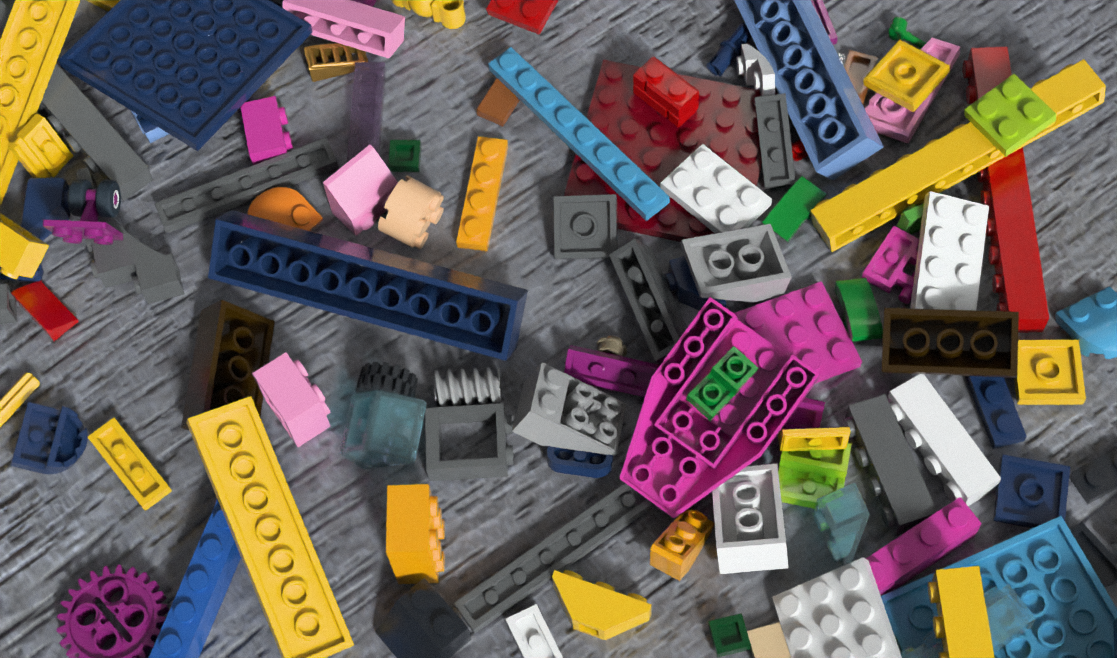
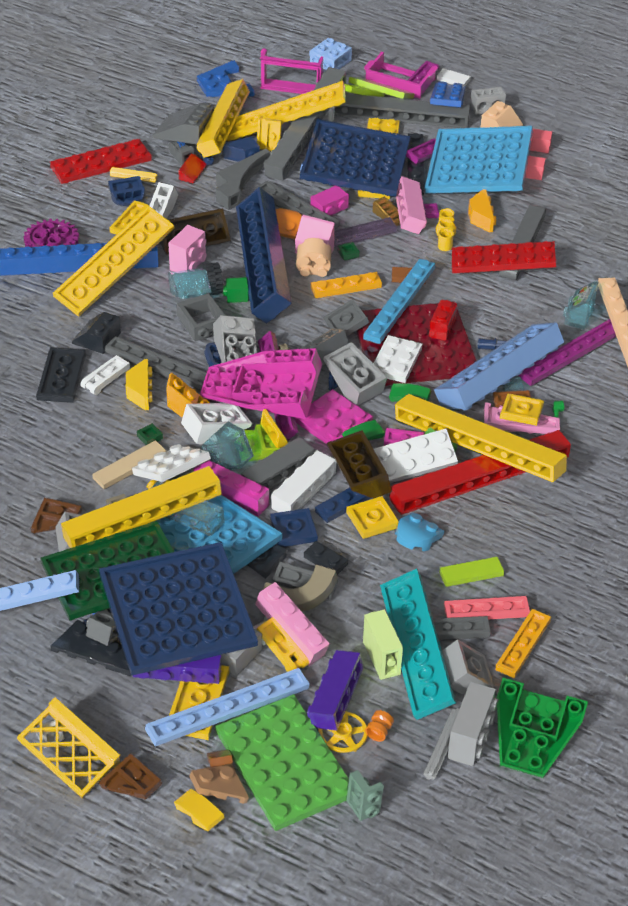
camera: 60 degrees right, 20 degrees down
(88, 203) = (247, 152): plate -> none
(133, 403) = (164, 199): none -> white slope
(414, 533) = (137, 303): light orange brick -> none
(422, 358) = (236, 290): none -> green brick
(467, 388) = (229, 304): light grey piece -> none
(722, 383) = (275, 379): green slope -> none
(756, 70) = (480, 351): white slope -> none
(775, 141) = (444, 370): dark grey plate -> none
(1010, 115) = (509, 437): lime plate -> none

